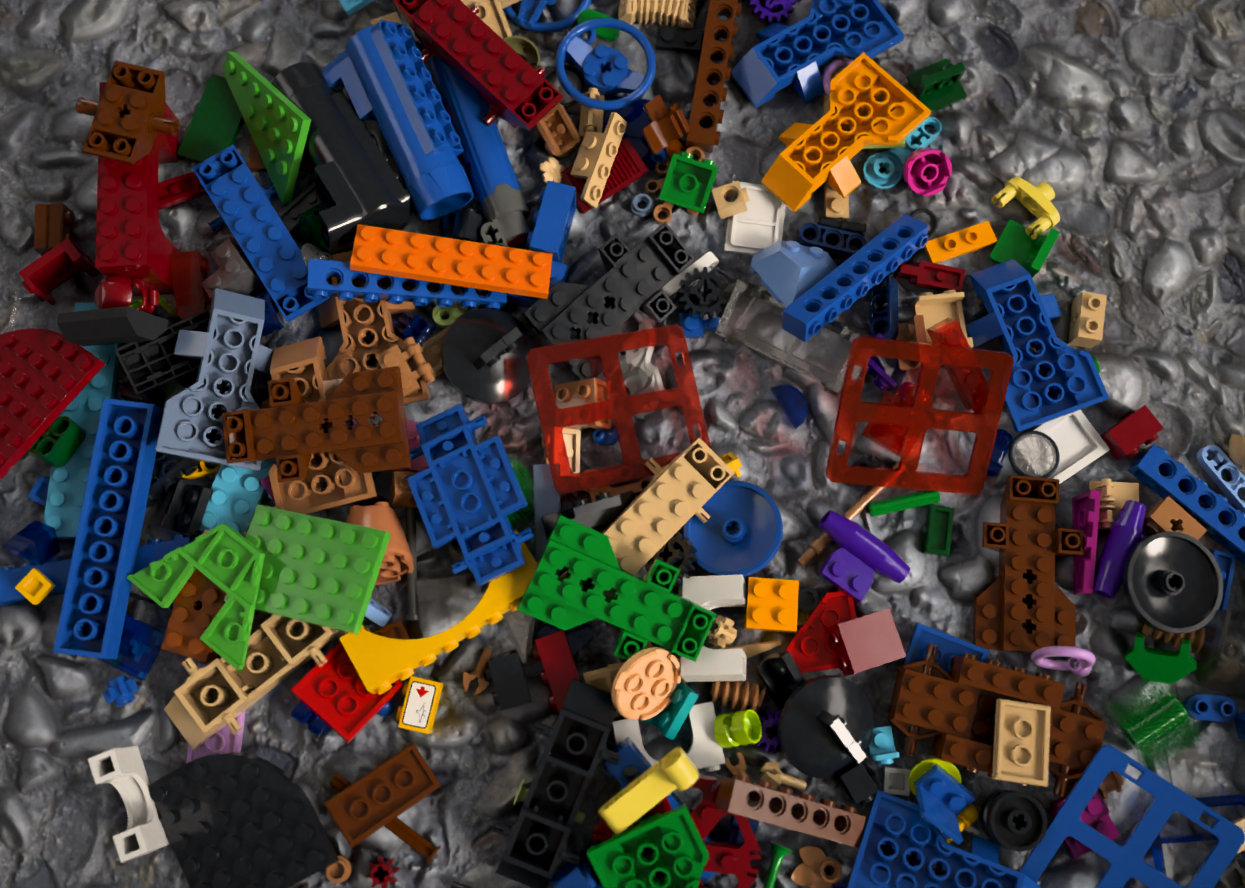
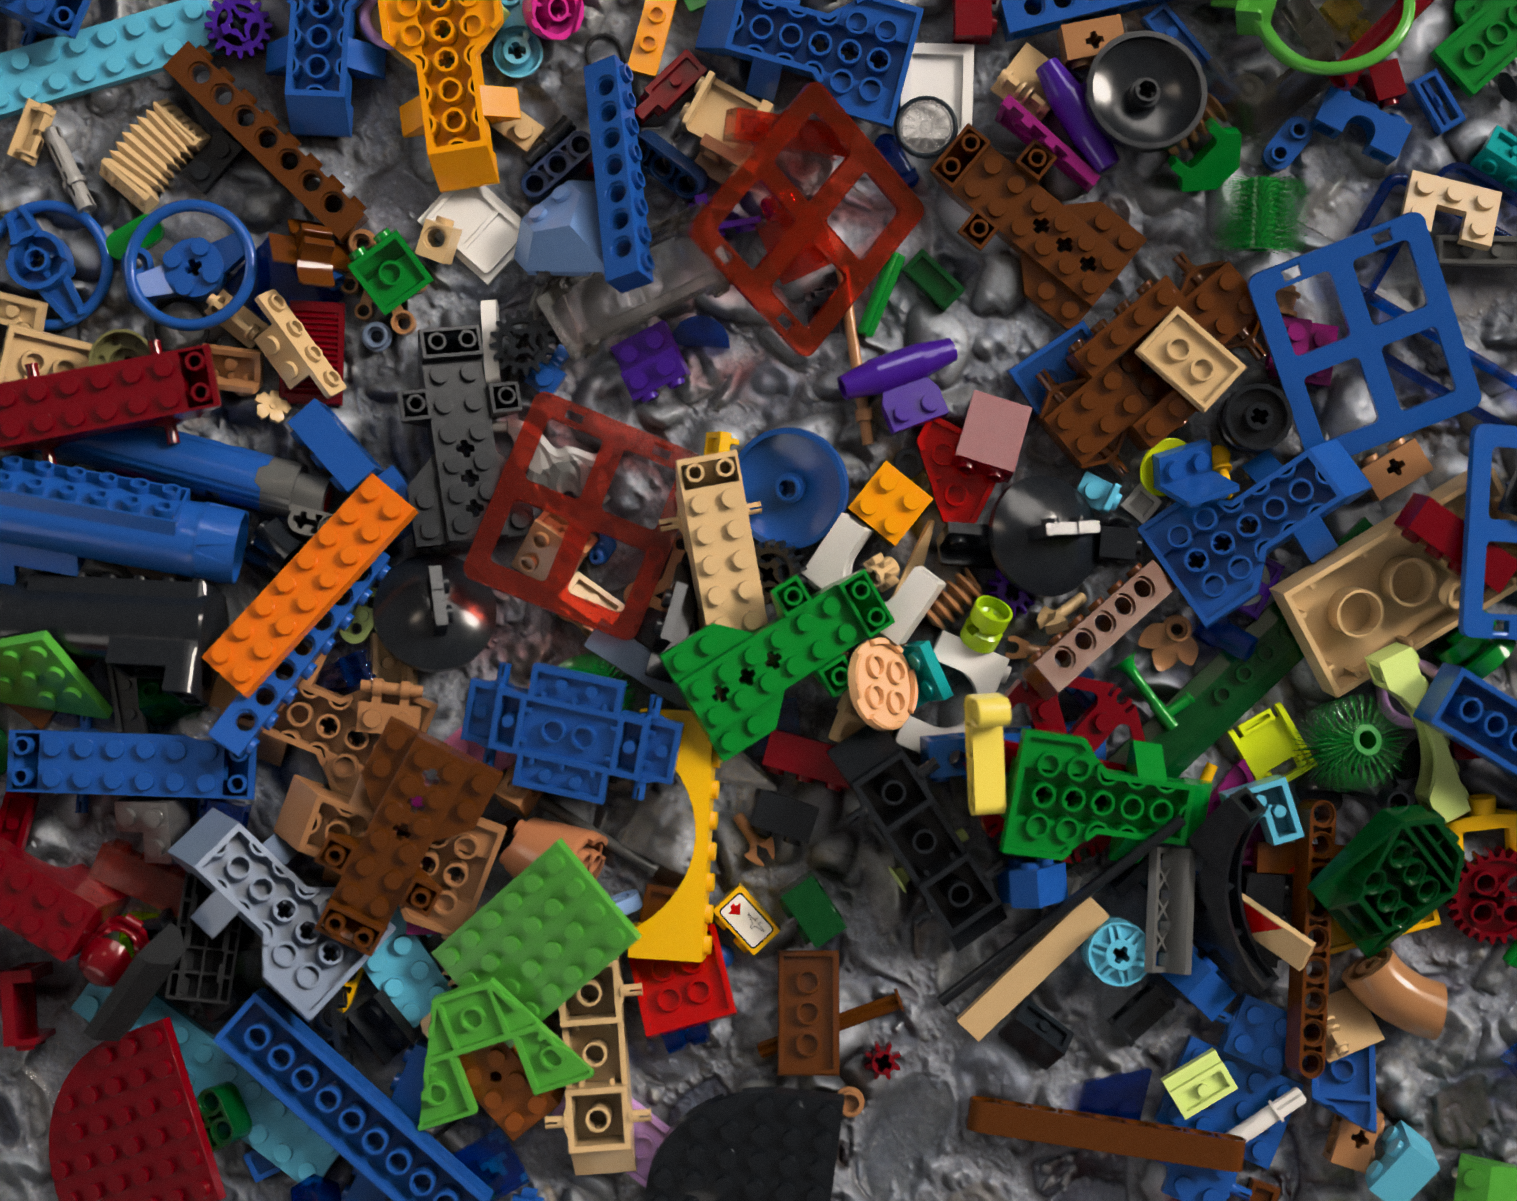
camera: 50 degrees left, 10 degrees up
(456, 746) = (812, 908): none -> dark green brick
(750, 384) = (651, 362): none -> dark purple plate
(1083, 656) = (1129, 268): lavender piece -> none

